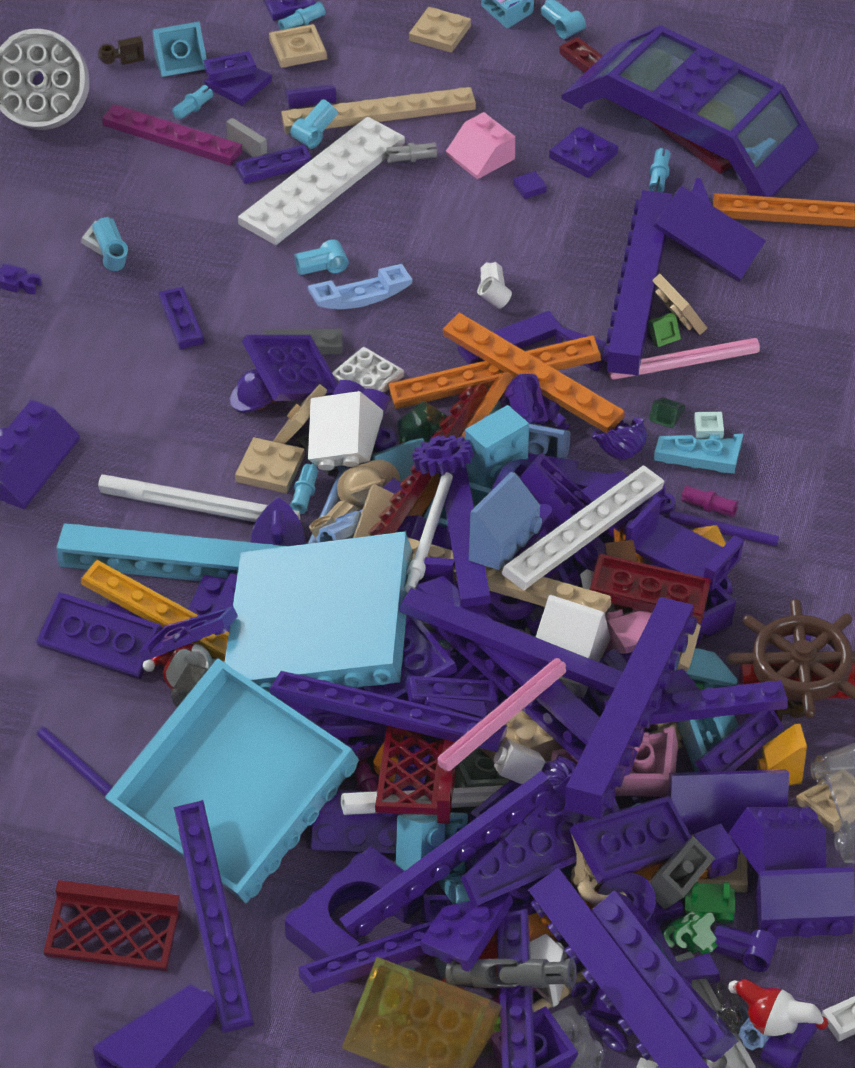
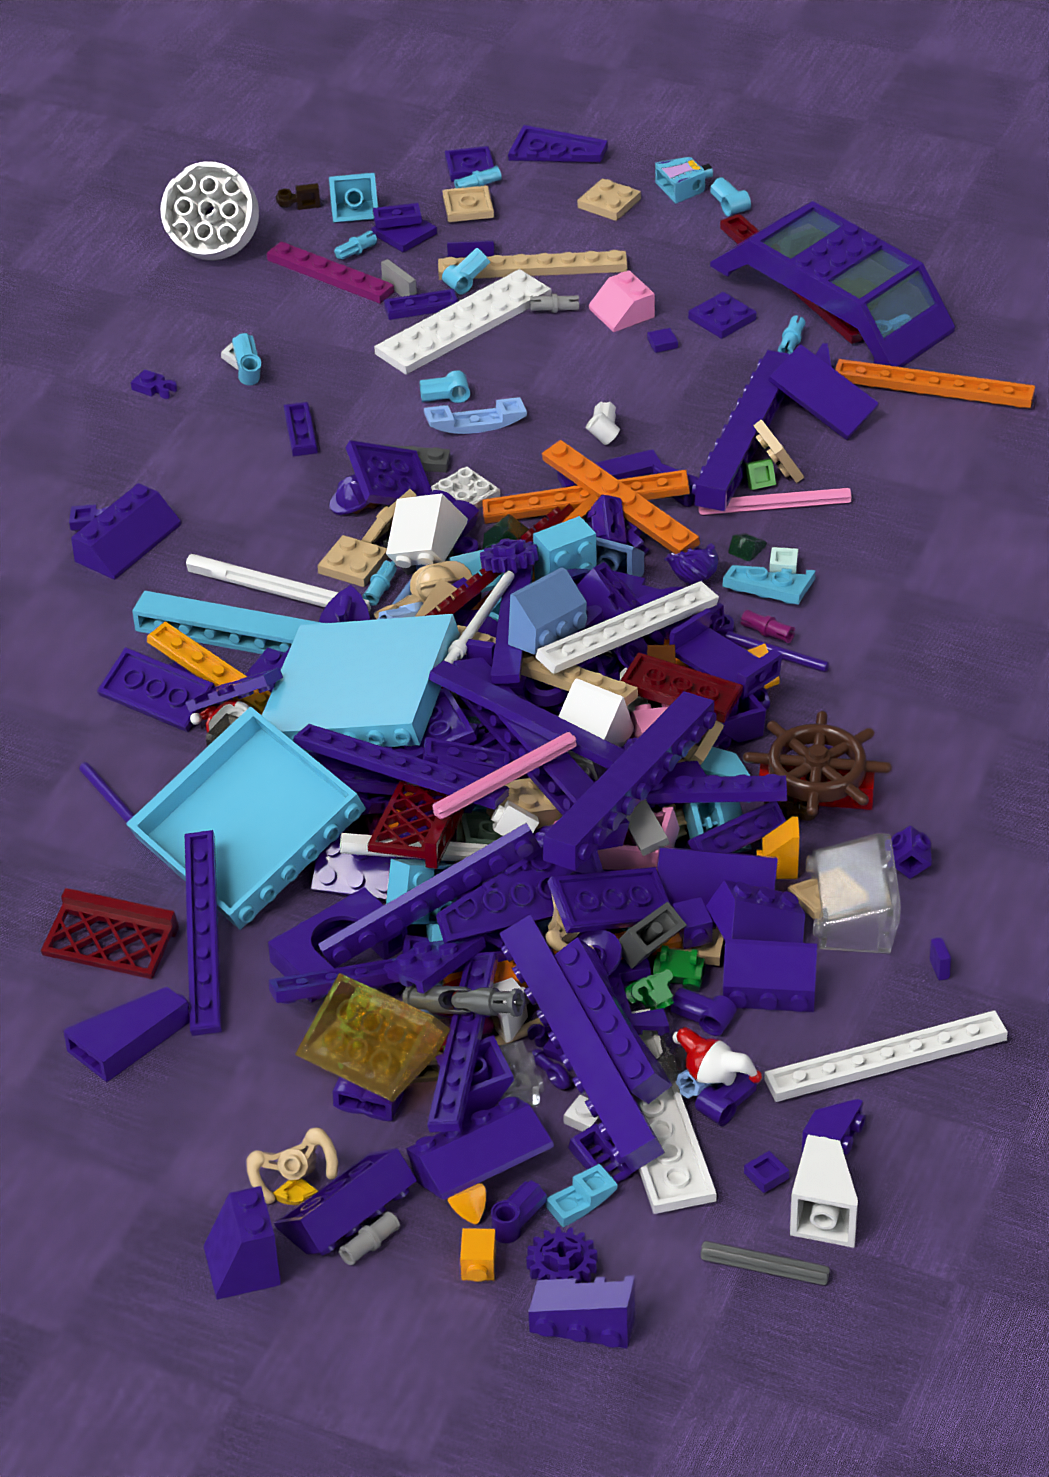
camera: 10 degrees right, 5 degrees down
(654, 757) = (646, 829): none -> light grey tile

